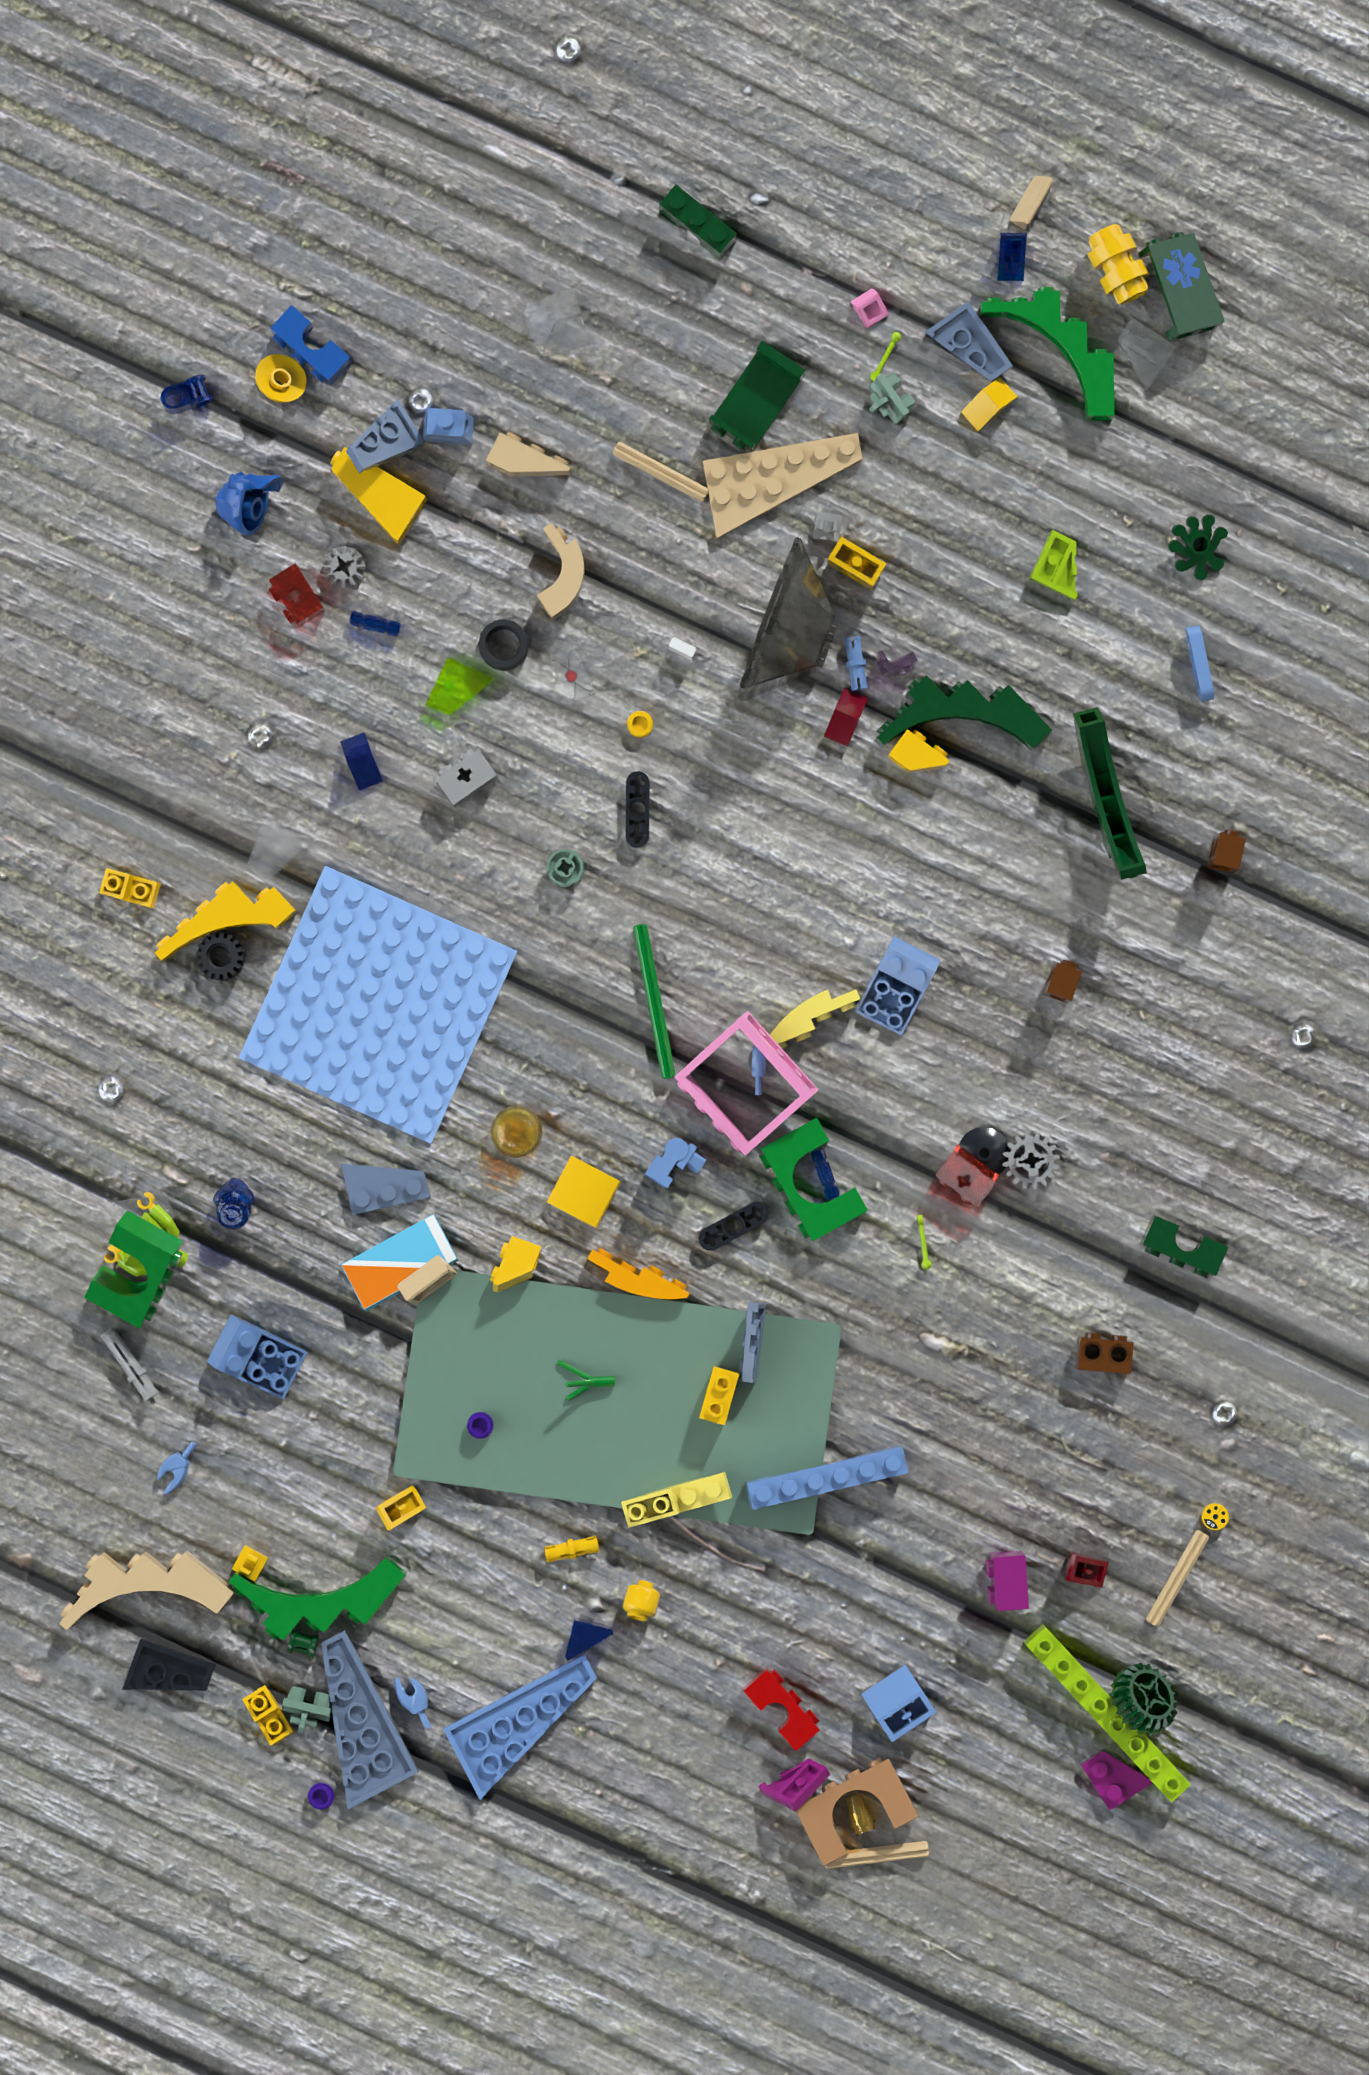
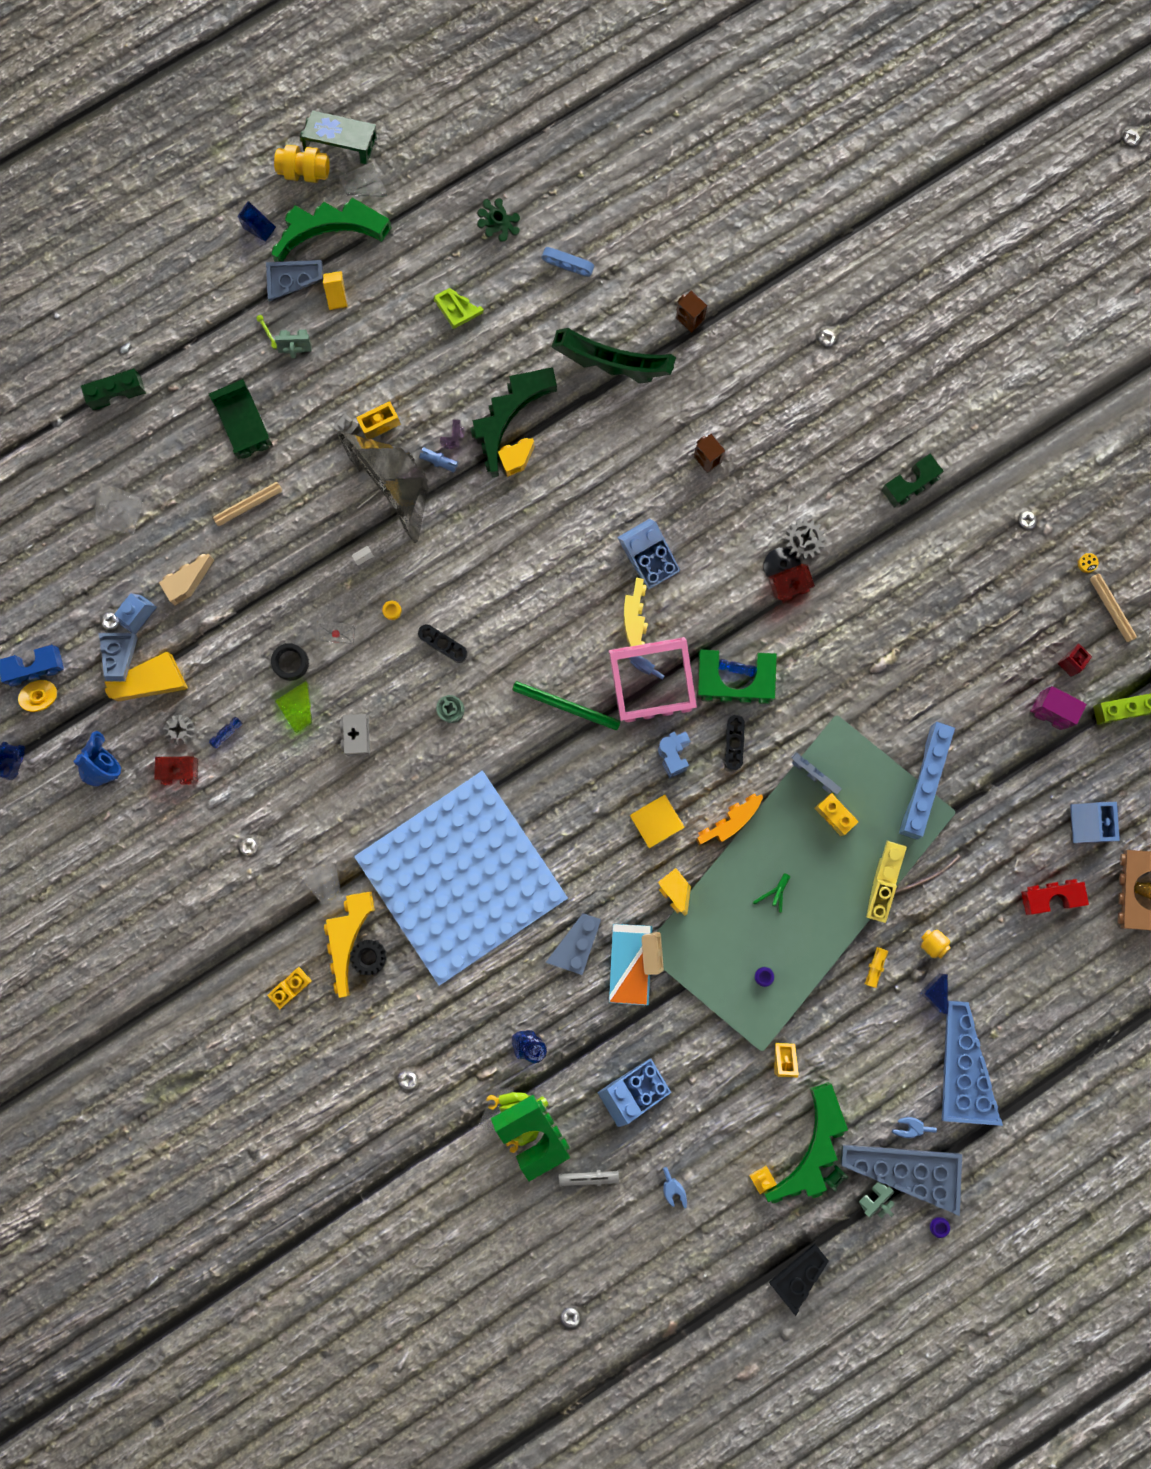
camera: 60 degrees left, 5 degrees down
(109, 1579) = (719, 1279): tan arch -> none
(268, 1715) = (868, 1229): yellow slope -> none
(361, 761) = (304, 793): clear blue slope -> none
(516, 1131) = (593, 840): clear yellow cylinder -> none
(568, 586) = (282, 607): tan arch -> none
(762, 480) = (293, 446): tan wing -> none
(796, 1784) = (1109, 918): magenta wing -> none
(845, 717) = (467, 485): dark red slope -> none
(870, 307) = (232, 322): bright pink slope -> none
(926, 1264) = (829, 640): lime hinge -> none
(1031, 201) = (231, 192): tan slope -> none
(1103, 1361) = (953, 569): reddish brown brick -> none

